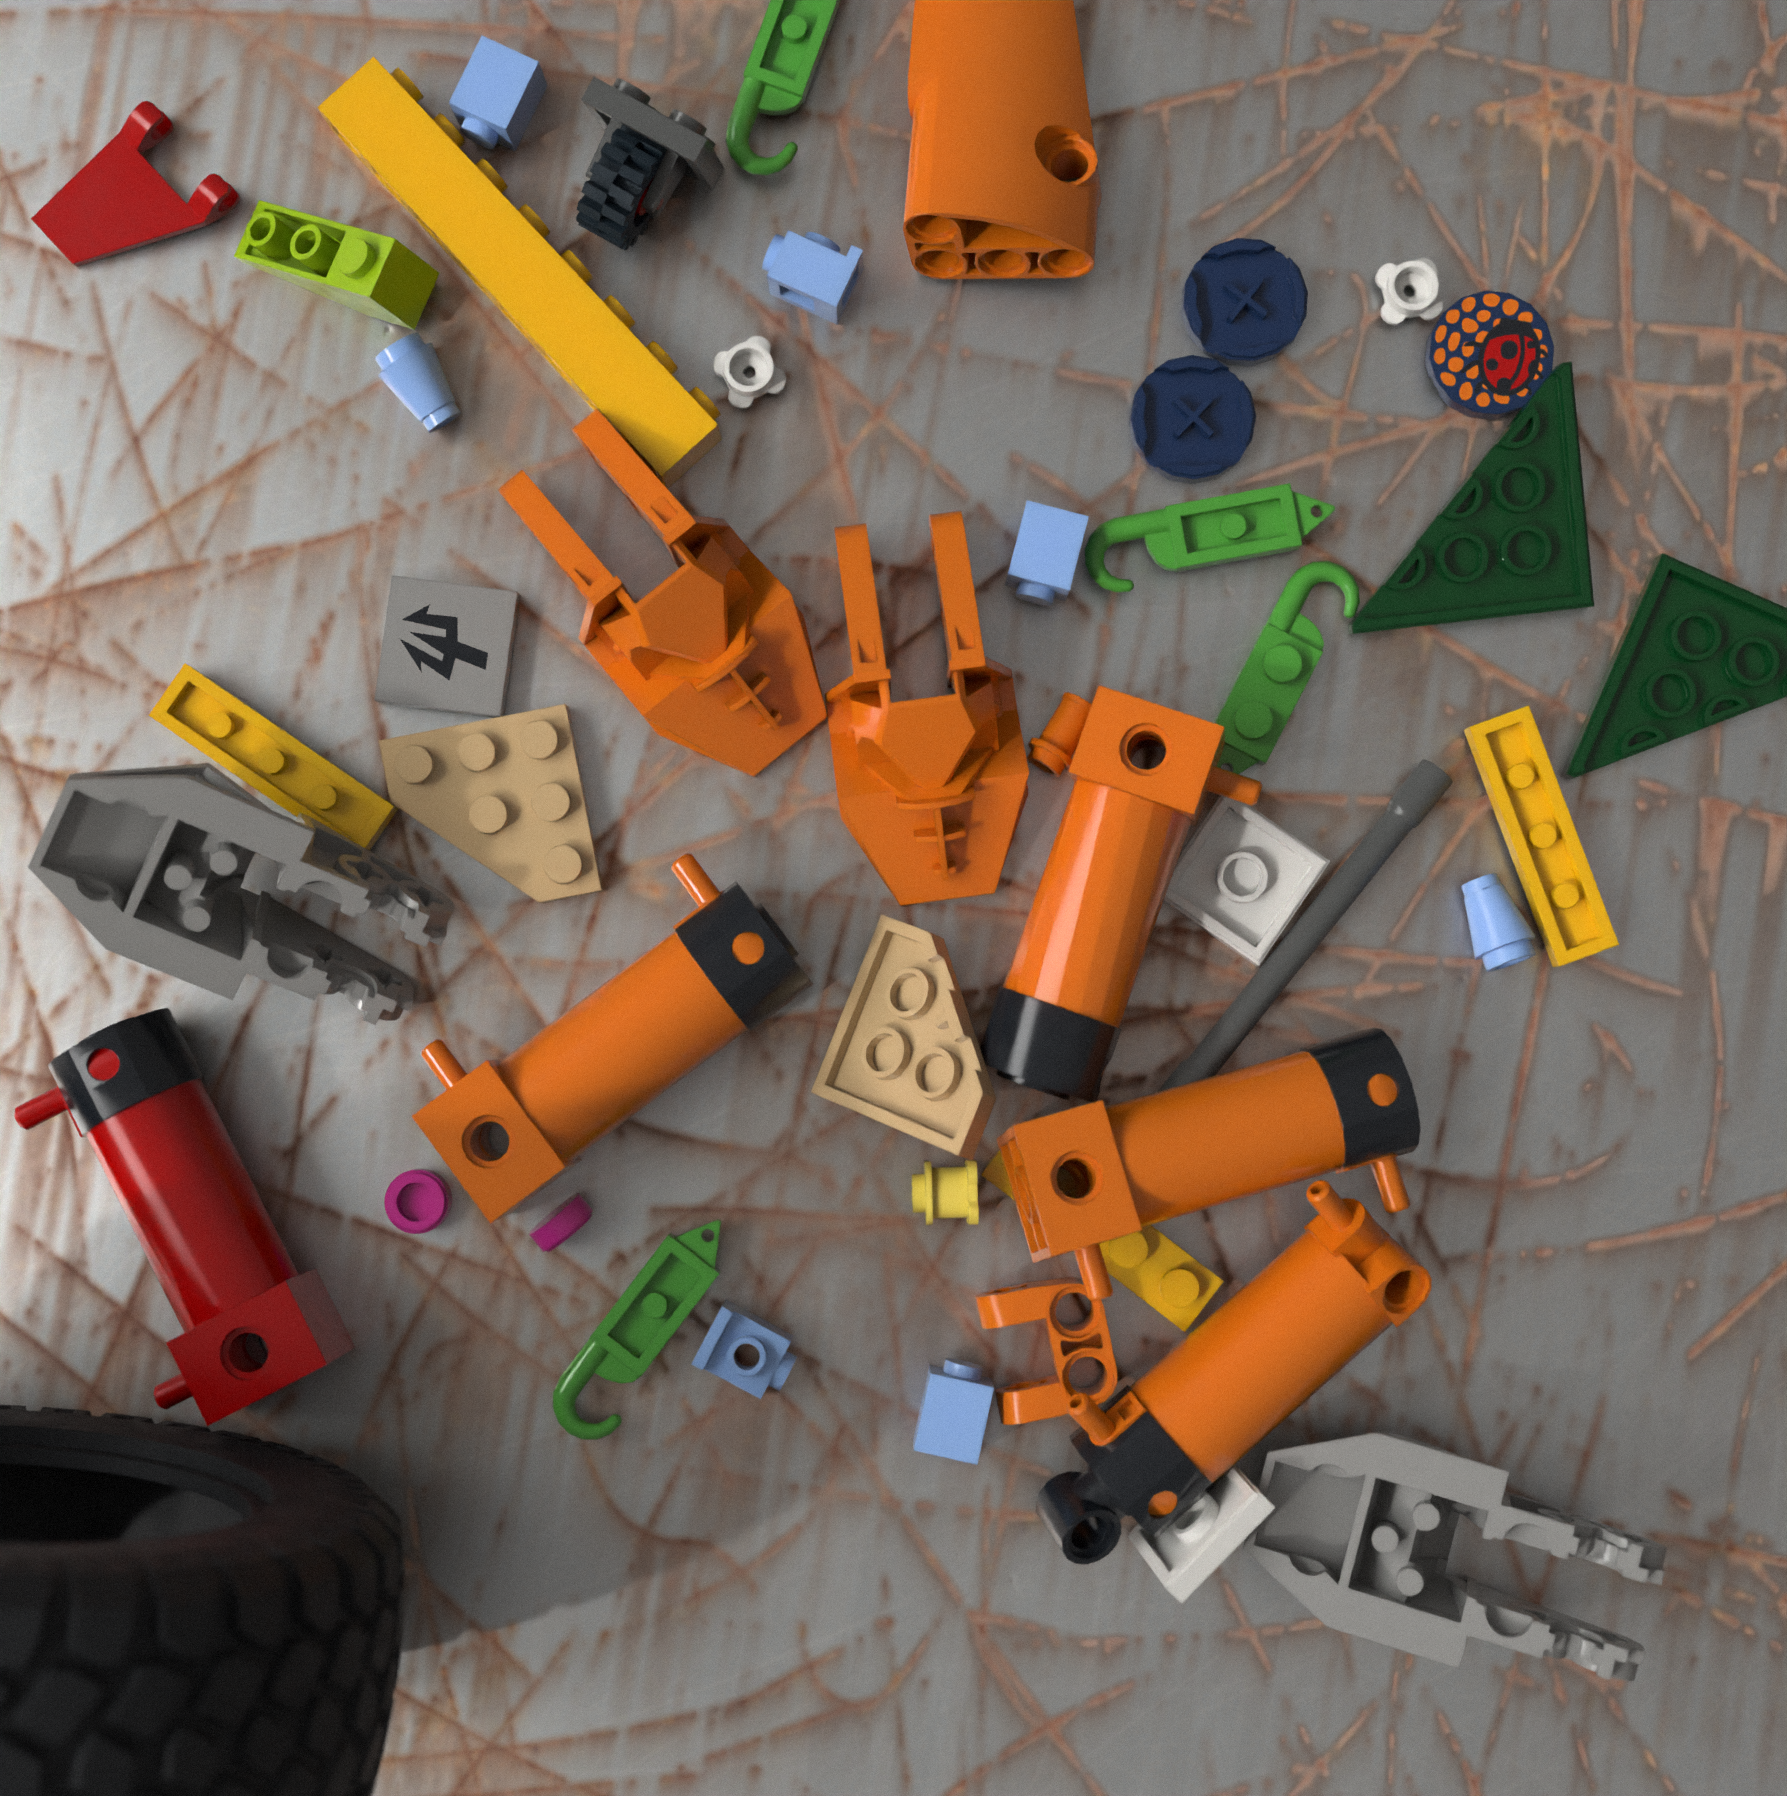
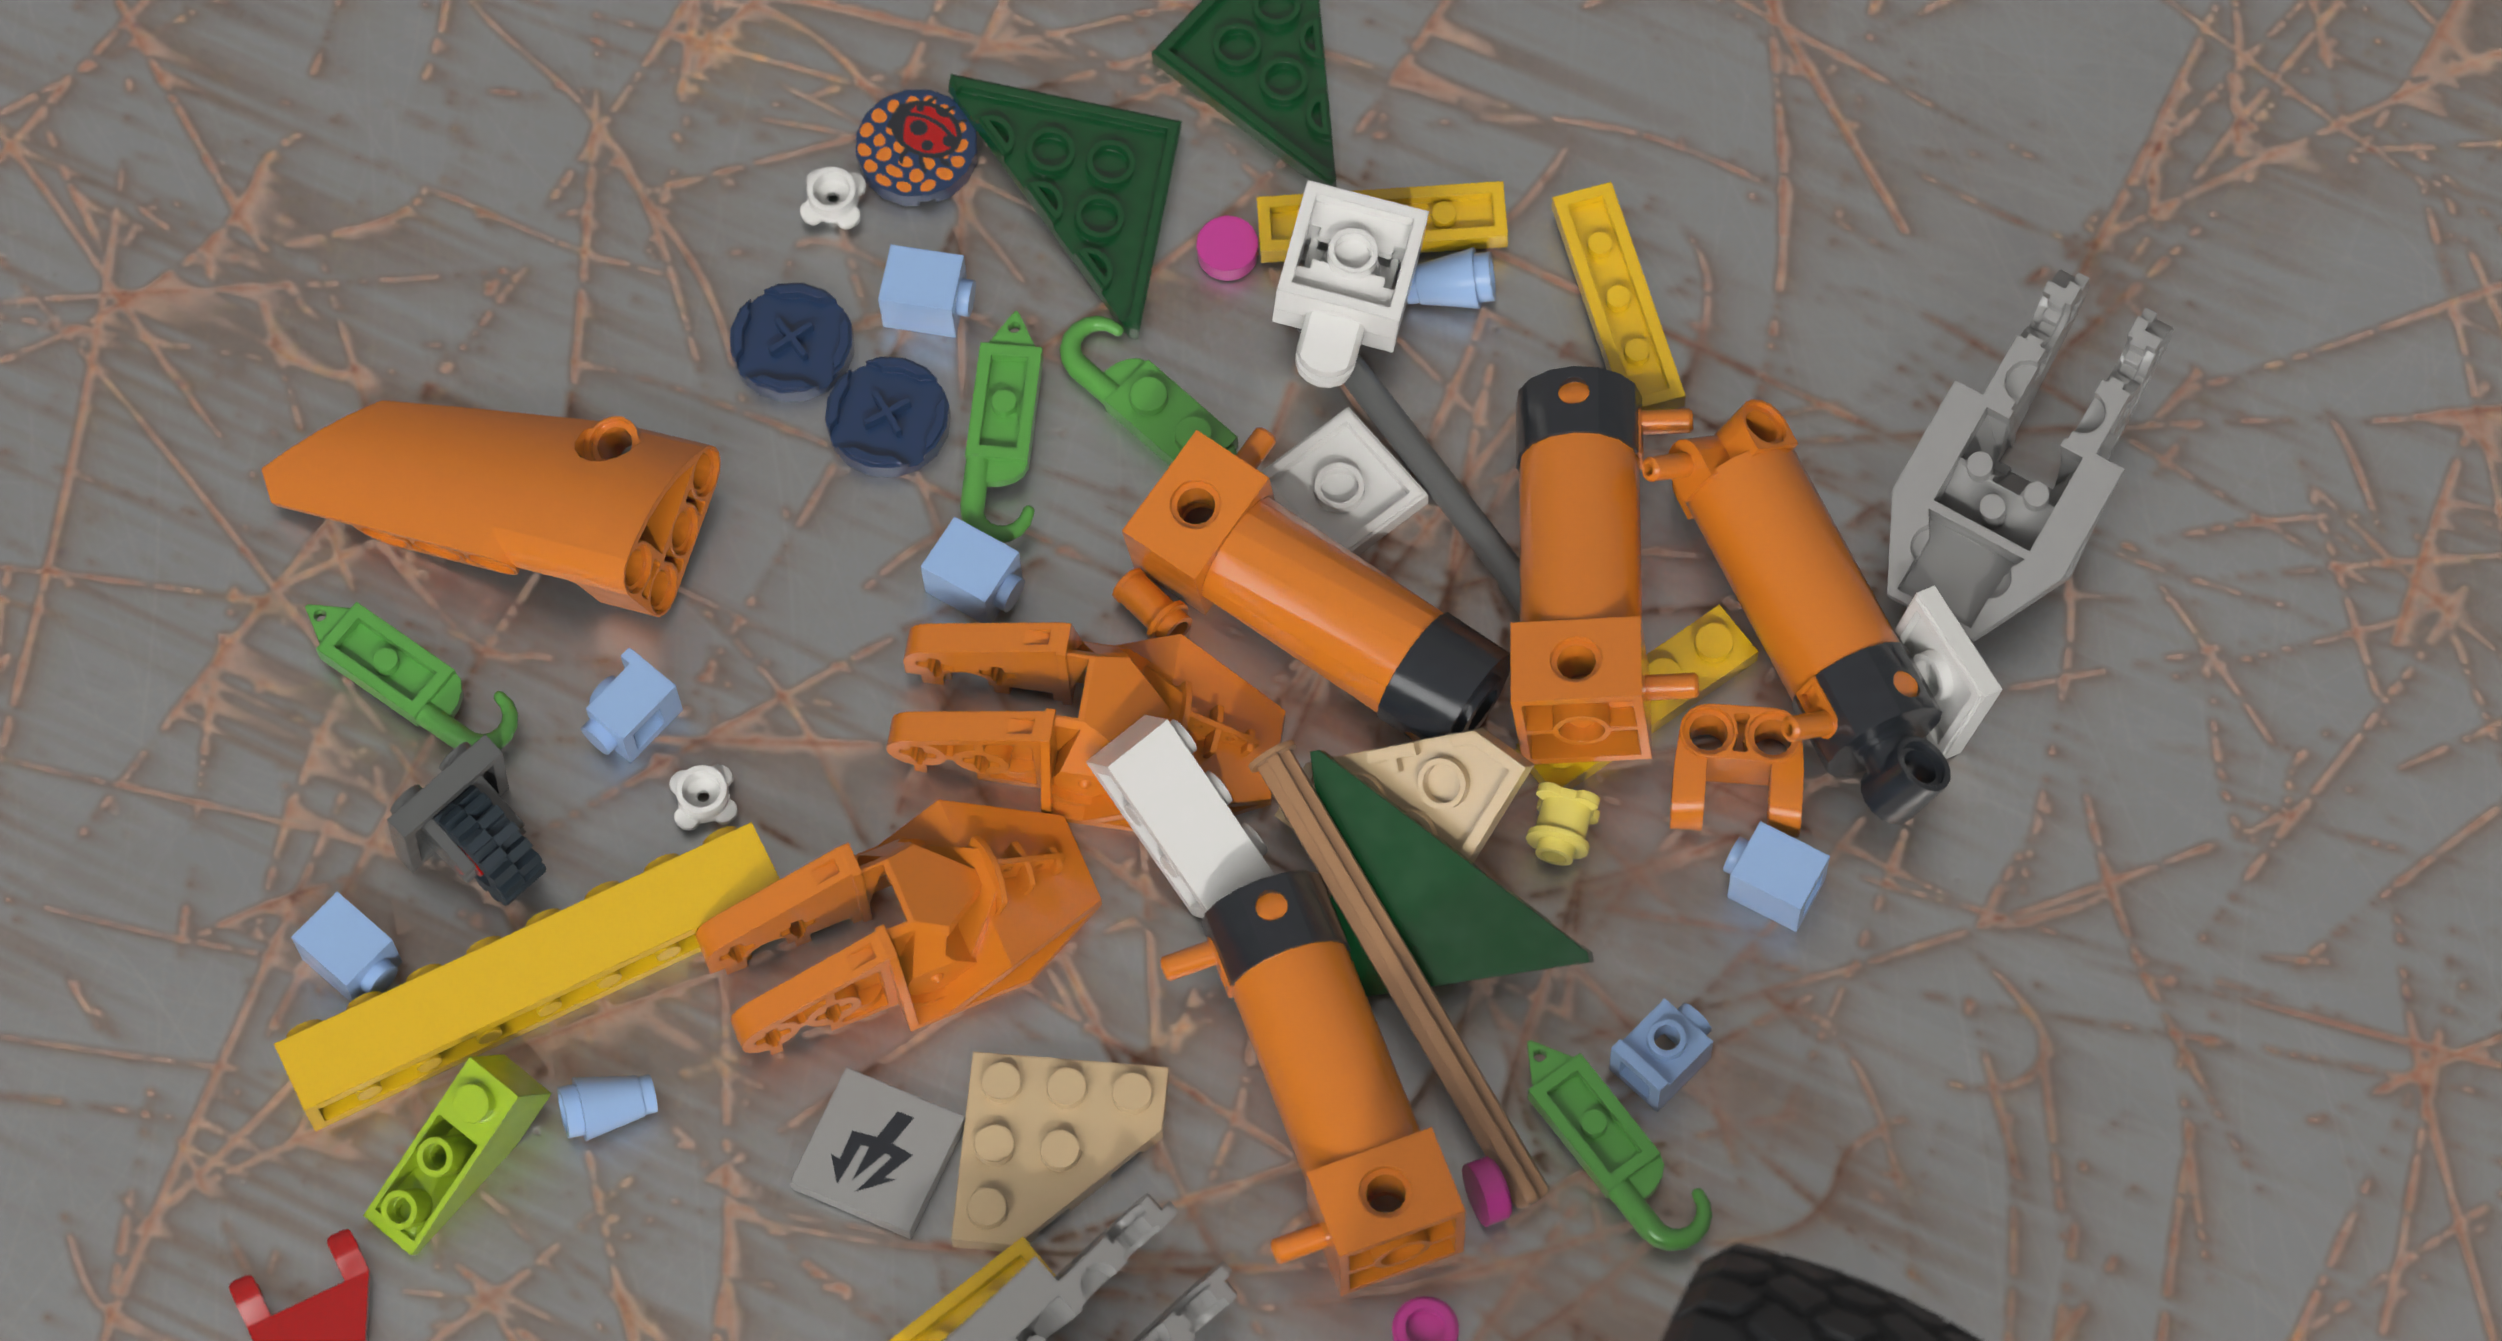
camera: 70 degrees left, 20 degrees down
(744, 1081) = (1400, 972): none -> medium nougat axle
(815, 1079) = (1440, 901): none -> dark green tile
(834, 830) = (1180, 812): none -> white brick
(1331, 412) = (925, 291): none -> light blue brick
(1451, 824) = (1344, 294): none -> white brick
(1469, 692) = (1227, 248): none -> dark pink tile
(1526, 1092) = (1617, 294): none -> yellow plate

